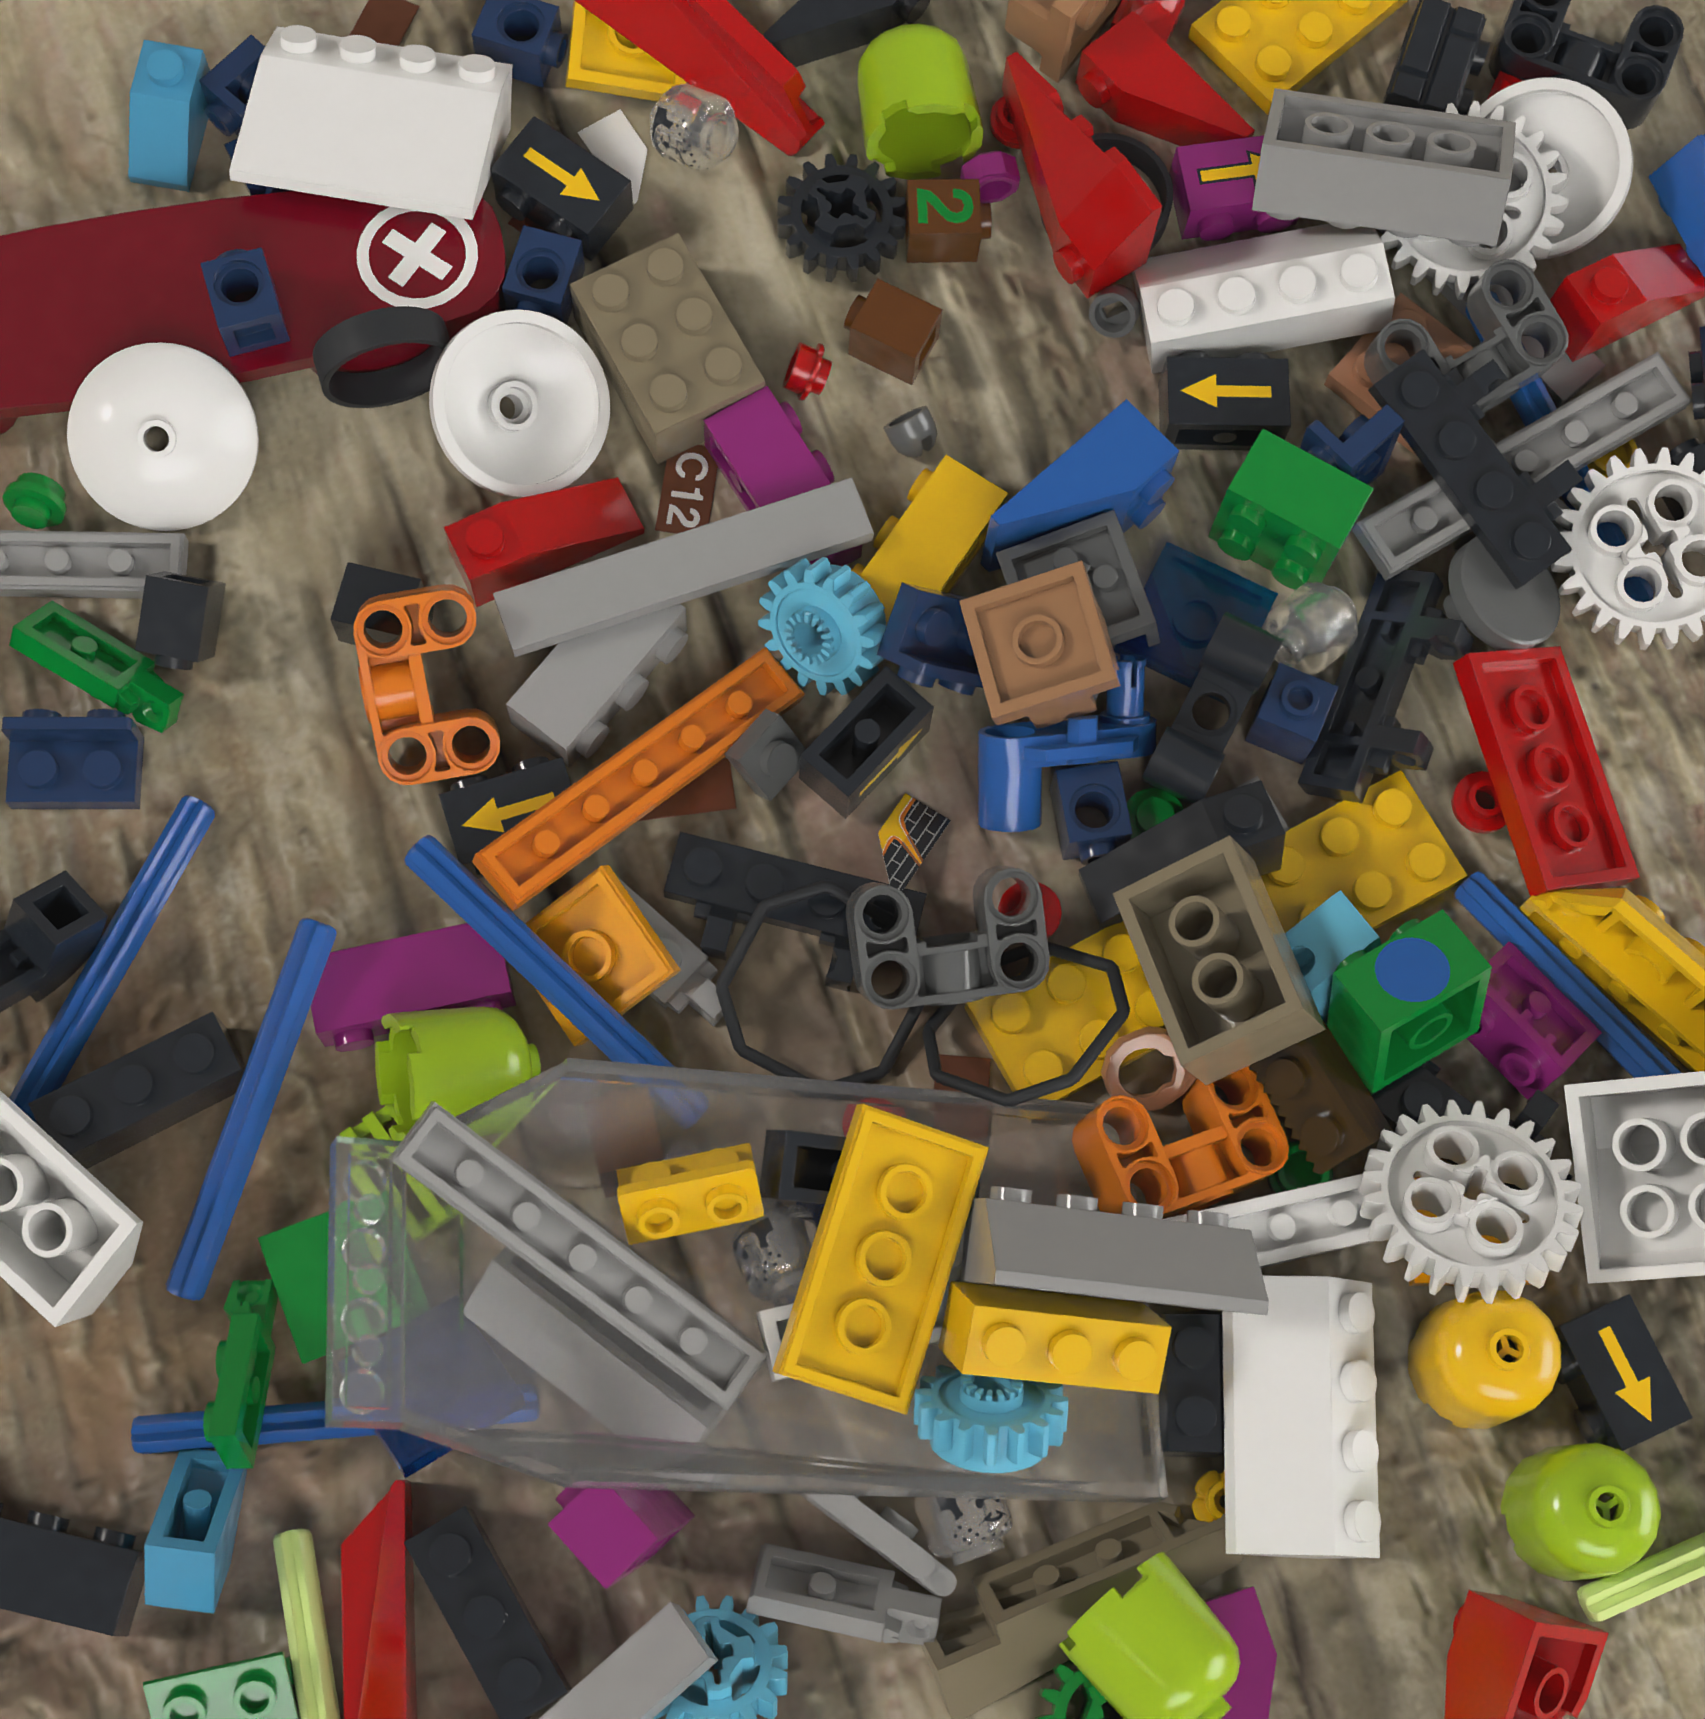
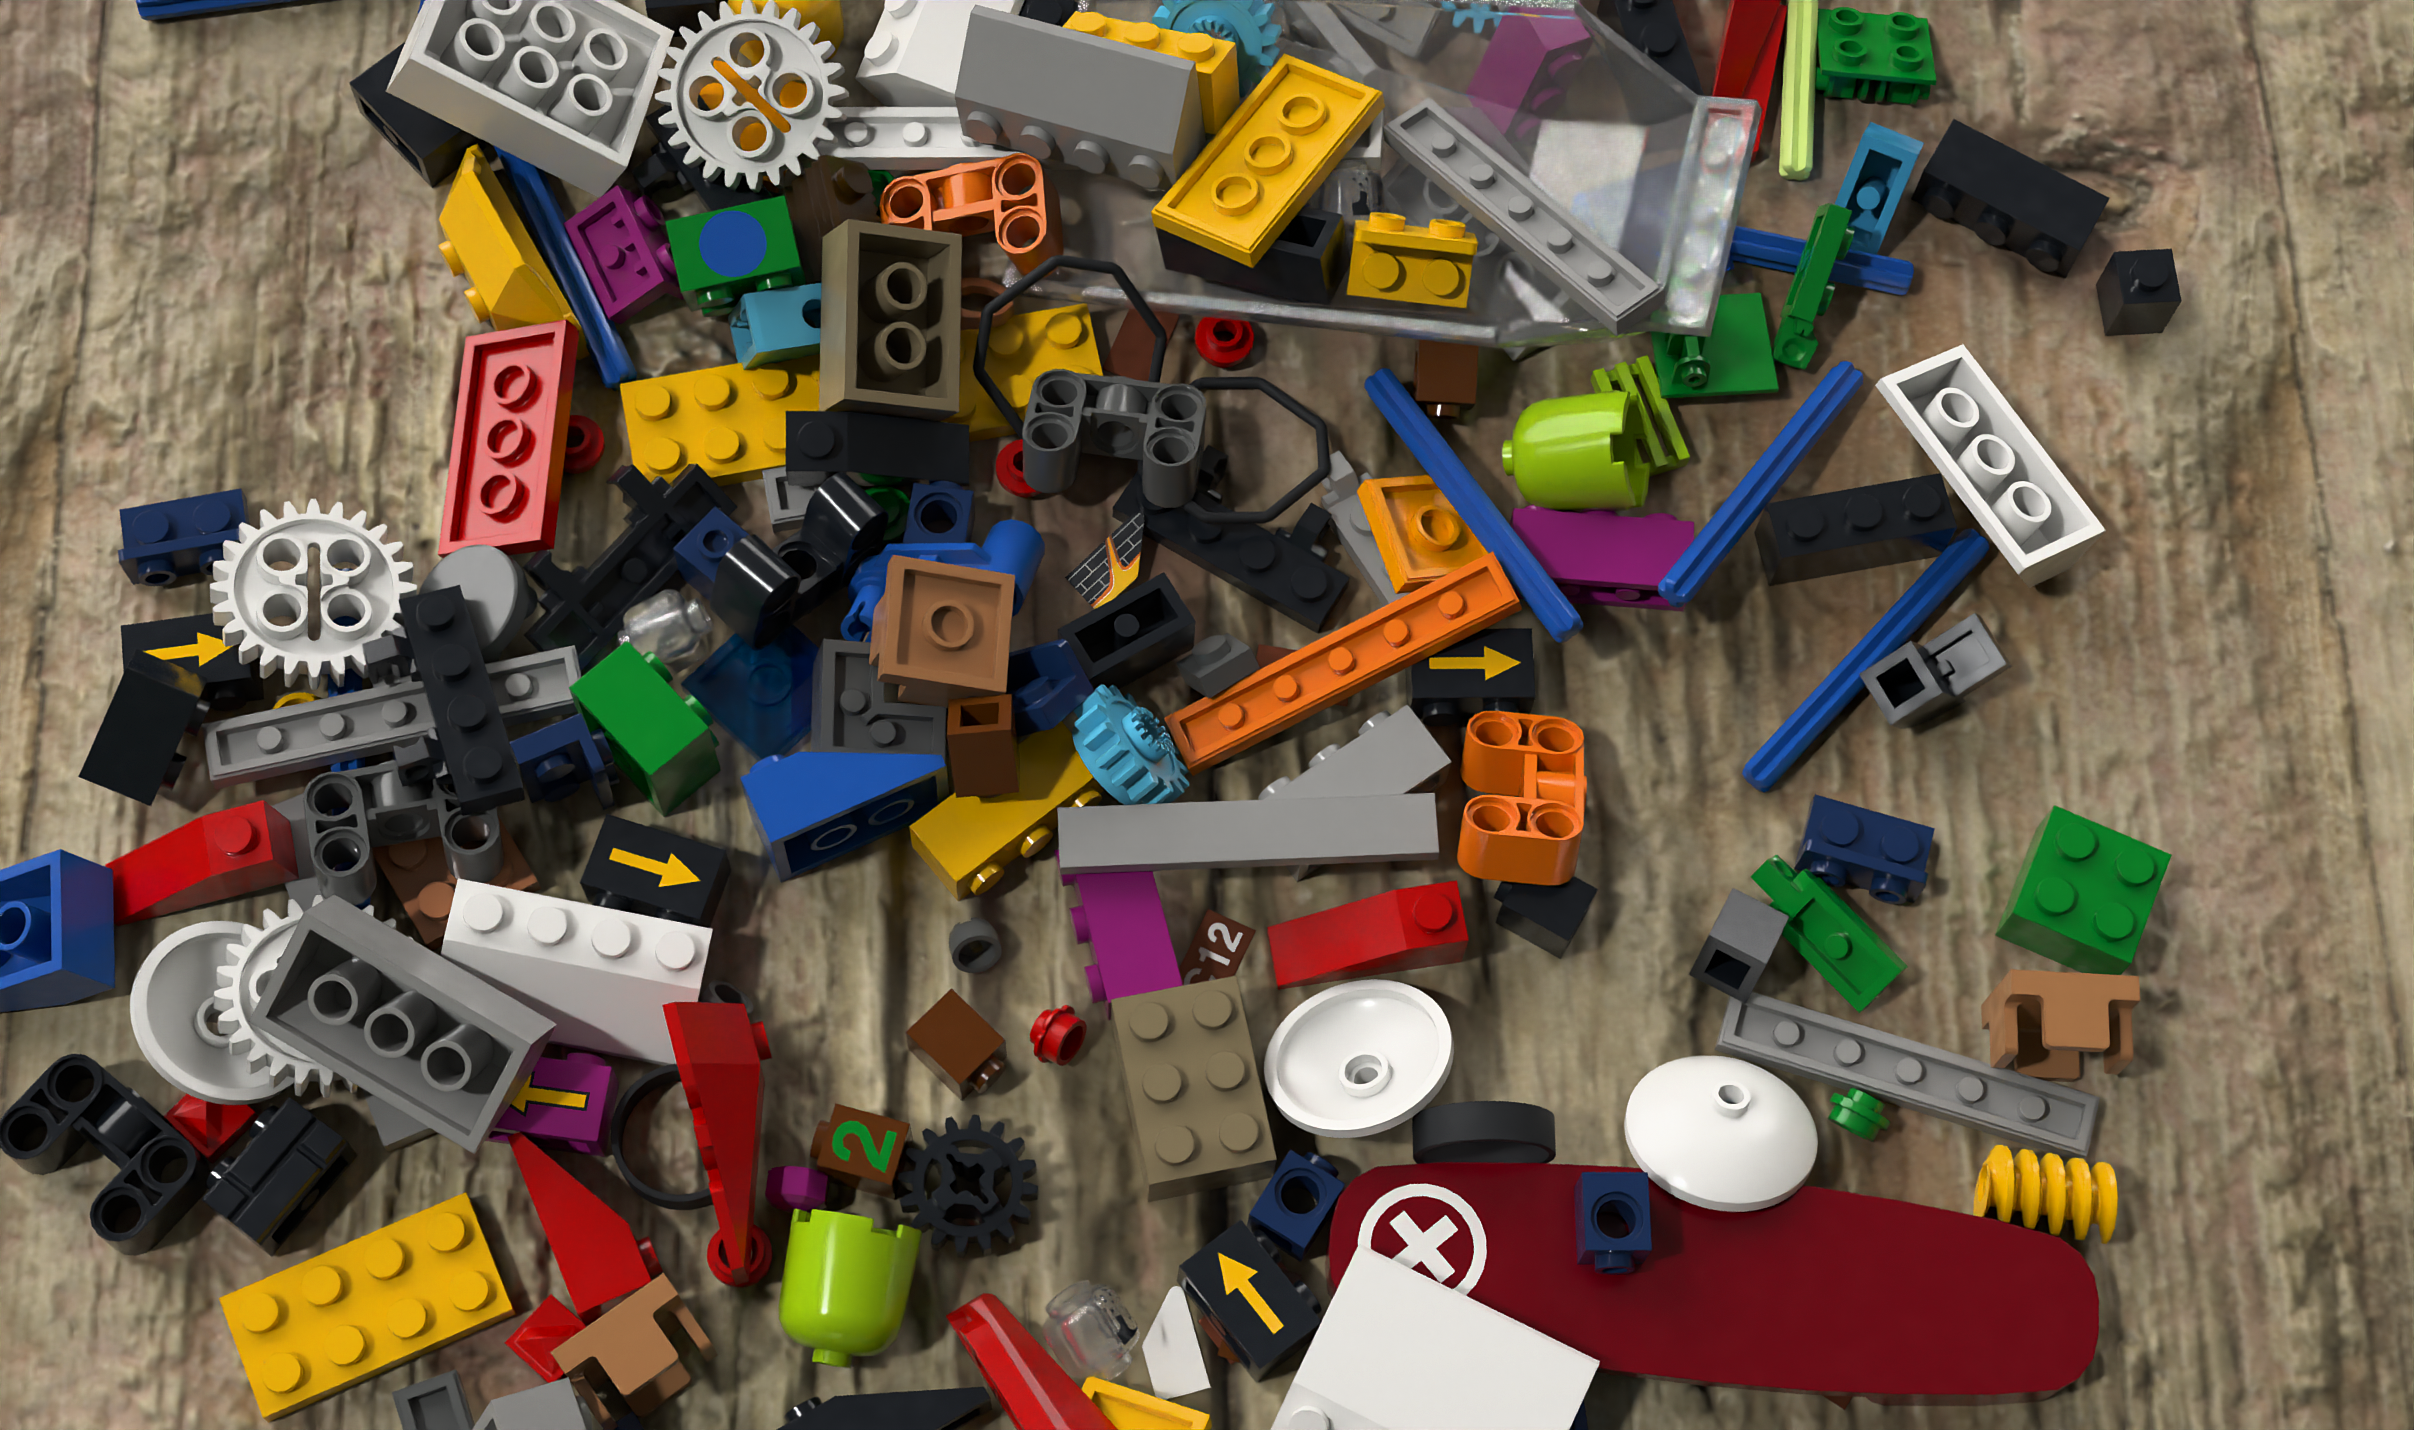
camera: 160 degrees left, 5 degrees down
(963, 552) = (983, 746): none -> reddish brown brick

